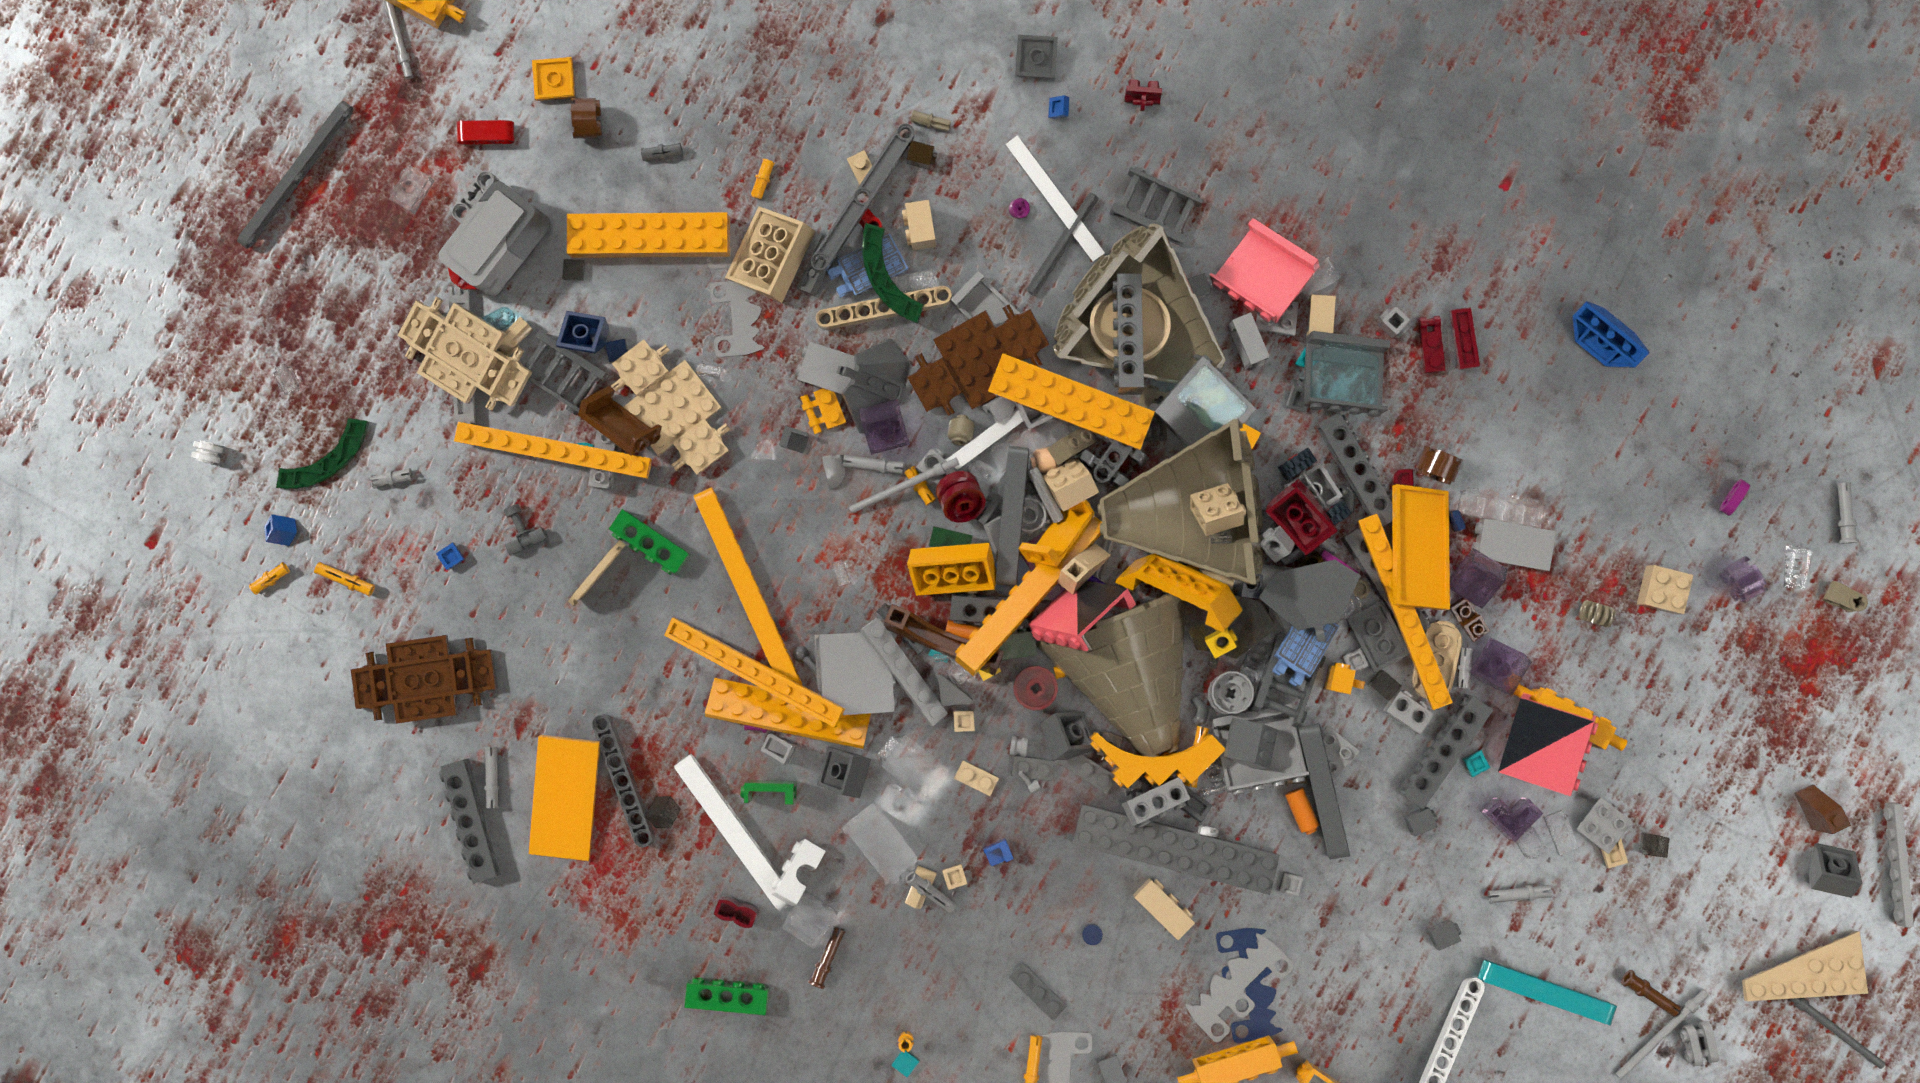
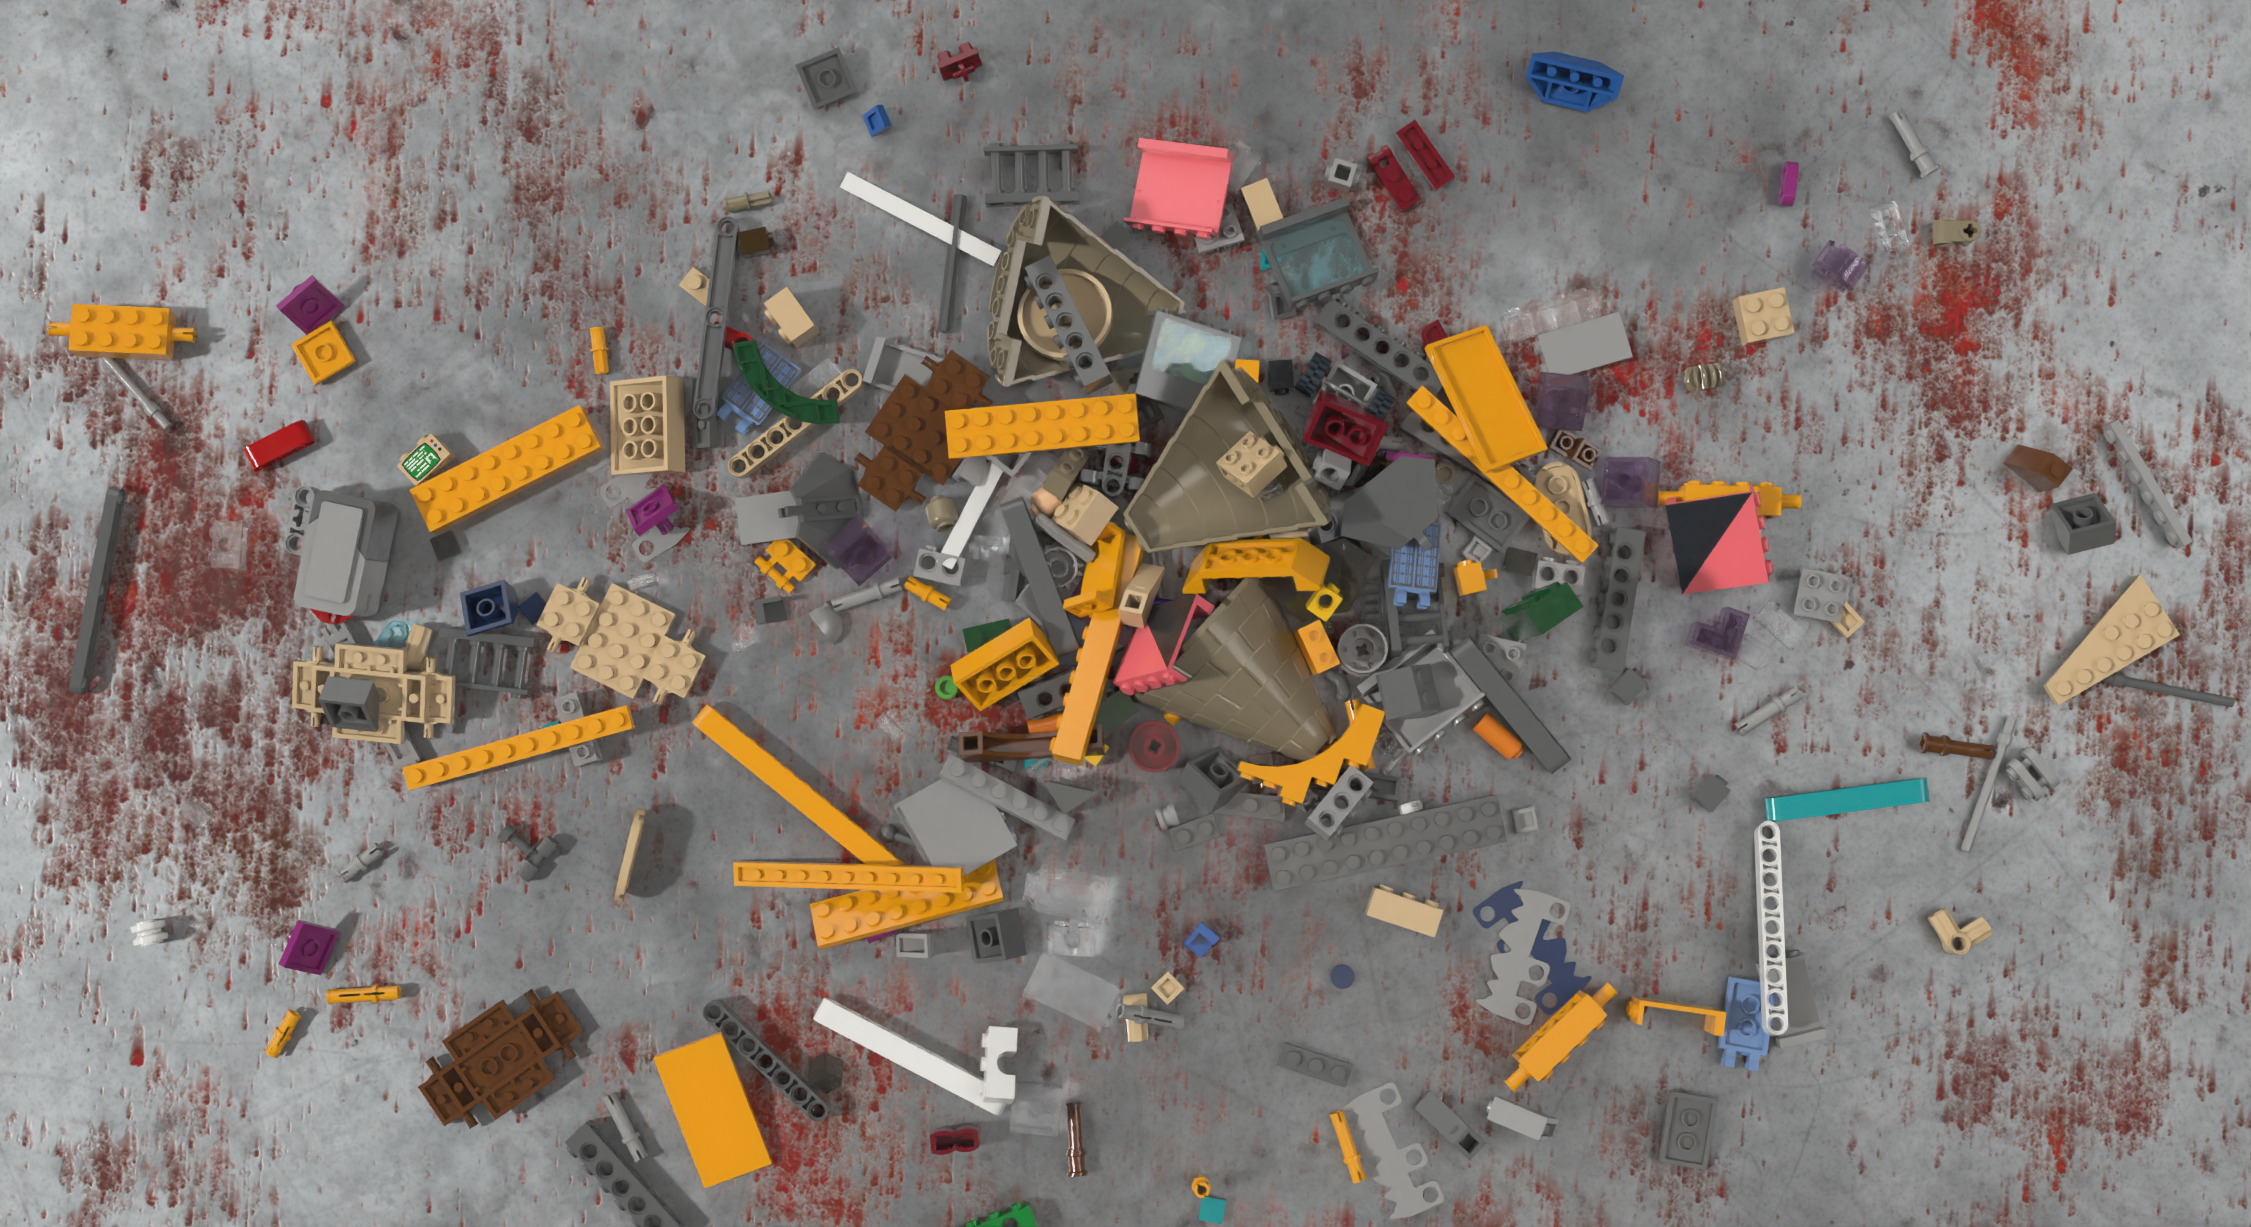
camera: 30 degrees left, 0 degrees up
(280, 530) = (269, 976): blue panel -> none
(320, 523) = (308, 947): none -> magenta tile
(331, 463) = (287, 881): dark green tile -> none
(443, 354) = (350, 703): none -> dark grey slope
(450, 556) = (465, 914): blue plate -> none
(560, 37) = (309, 305): none -> magenta tile
(584, 118) = (378, 378): reddish brown brick -> none
(590, 197) = (425, 460): none -> brick
(617, 422) = (573, 684): reddish brown panel -> none
(620, 528) = (707, 795): green brick -> none
(661, 151) = (477, 374): dark grey pin -> none
(742, 321) = (653, 511): none -> magenta tile
(788, 787) = (944, 980): green panel -> none
(899, 564) = (946, 688): none -> bright green tile
(939, 469) = (938, 566): light grey bar -> none
(960, 496) = (975, 583): dark red wheel -> none
(964, 721) = (1096, 818): tan plate -> none
(976, 778) = (1139, 872): tan plate -> none
(1019, 208) = (888, 248): magenta tile -> none
(1032, 785) = (1203, 851): light grey hand -> none
(1197, 674) = (1316, 647): none -> light orange panel
(1248, 342) = (1199, 271): light grey window -> none
(1271, 453) = (1280, 376): none -> black brick
(1386, 732) = (1540, 611): none -> dark green brick
(1439, 464) = (1462, 301): reddish brown brick -> none
(1456, 520) = (1510, 351): dark blue tile -> none
(1476, 763) = (1656, 596): teal tile -> none
(1654, 845) = (1883, 590): clear smoke panel -> none

